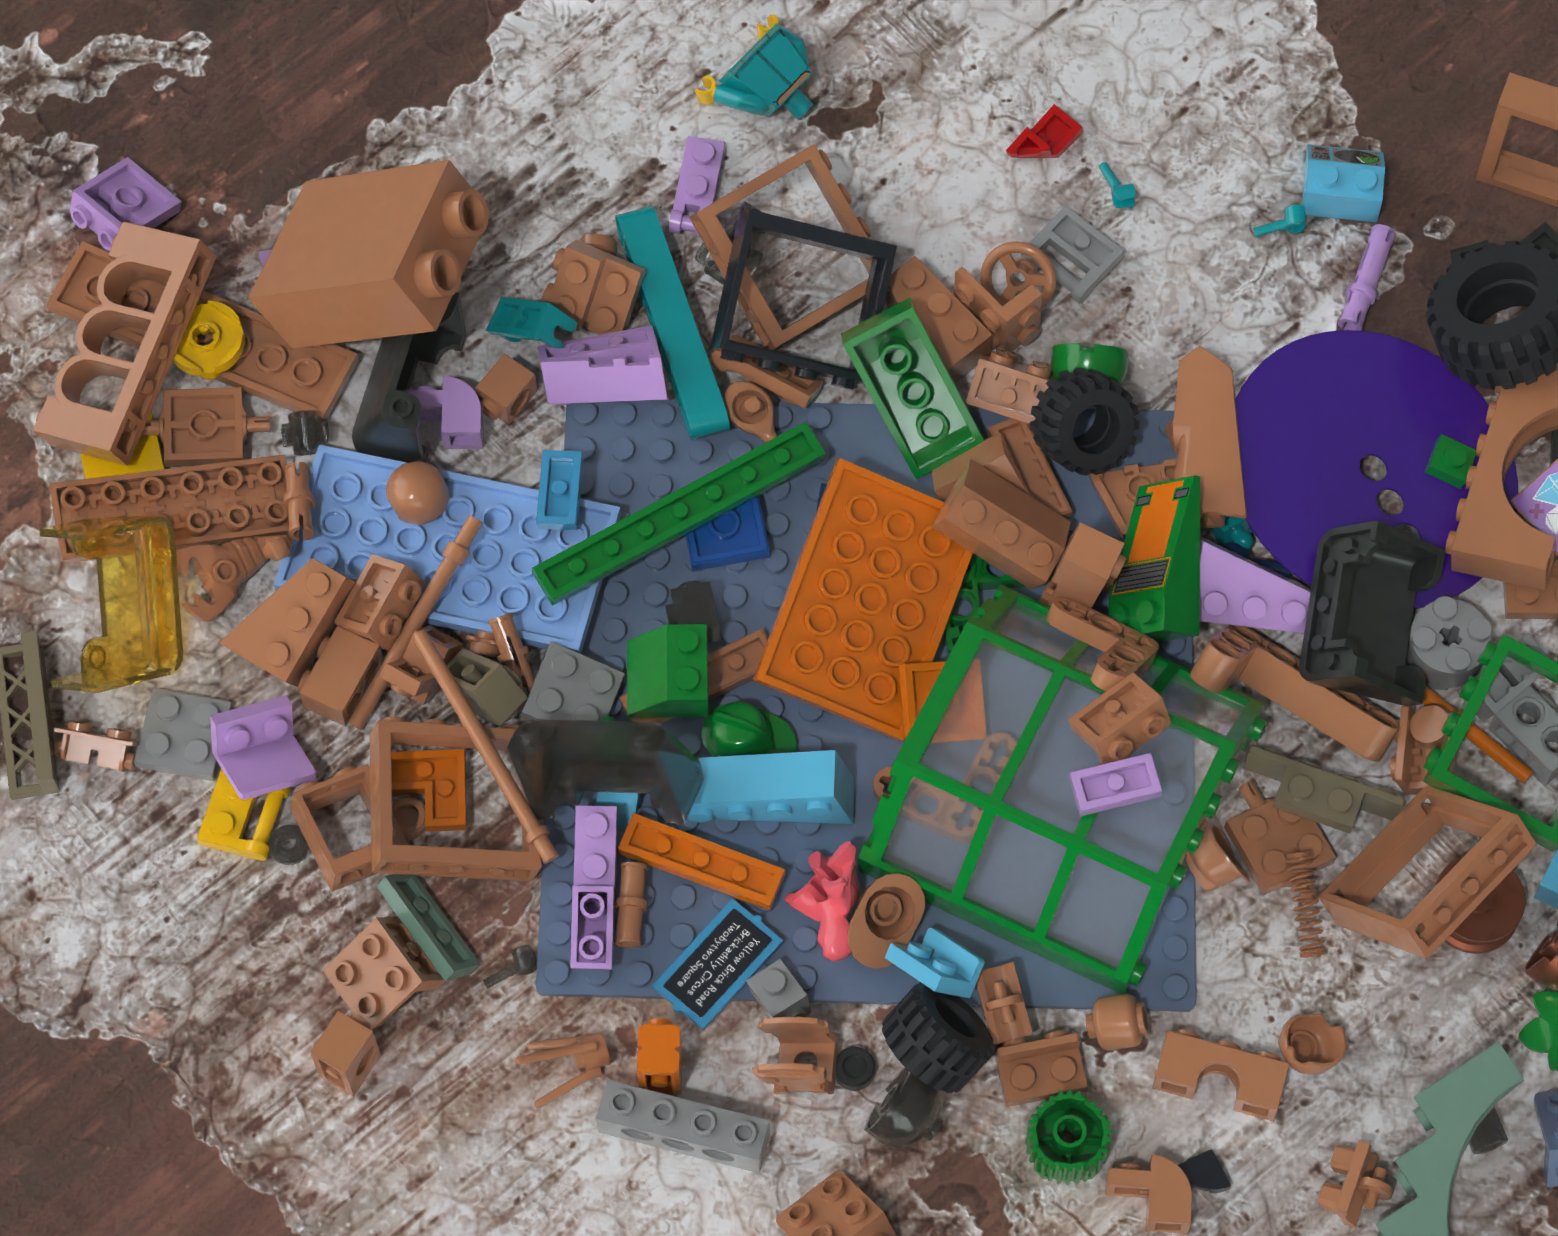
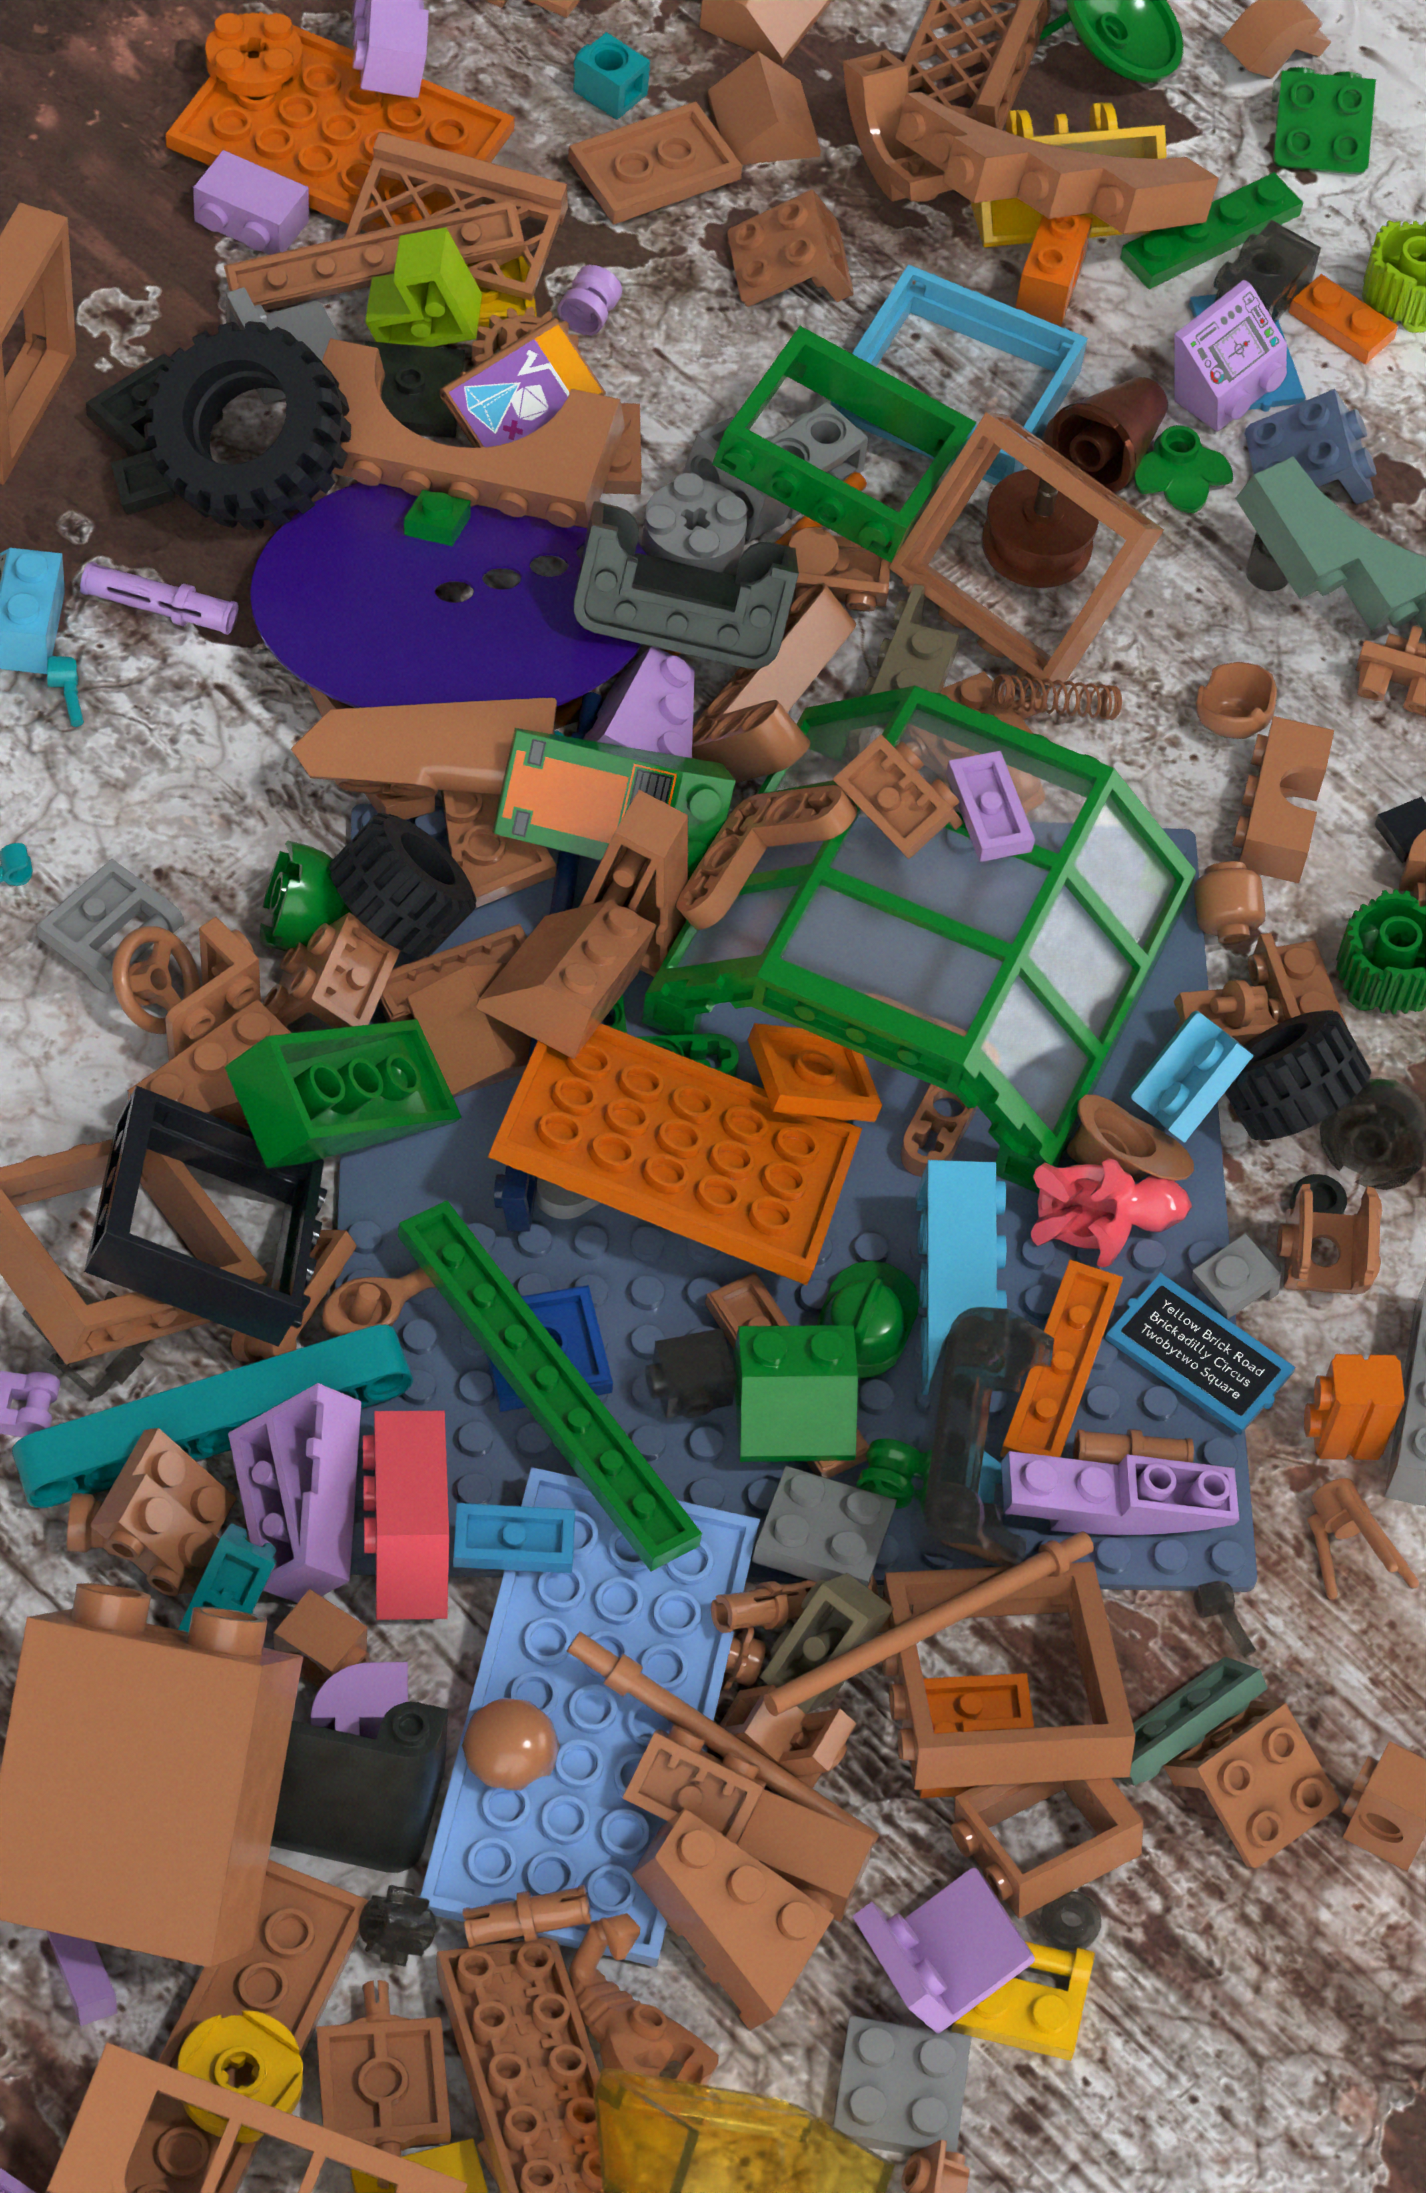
camera: 100 degrees left, 10 degrees down
(598, 427) = (410, 1513): none -> coral wedge

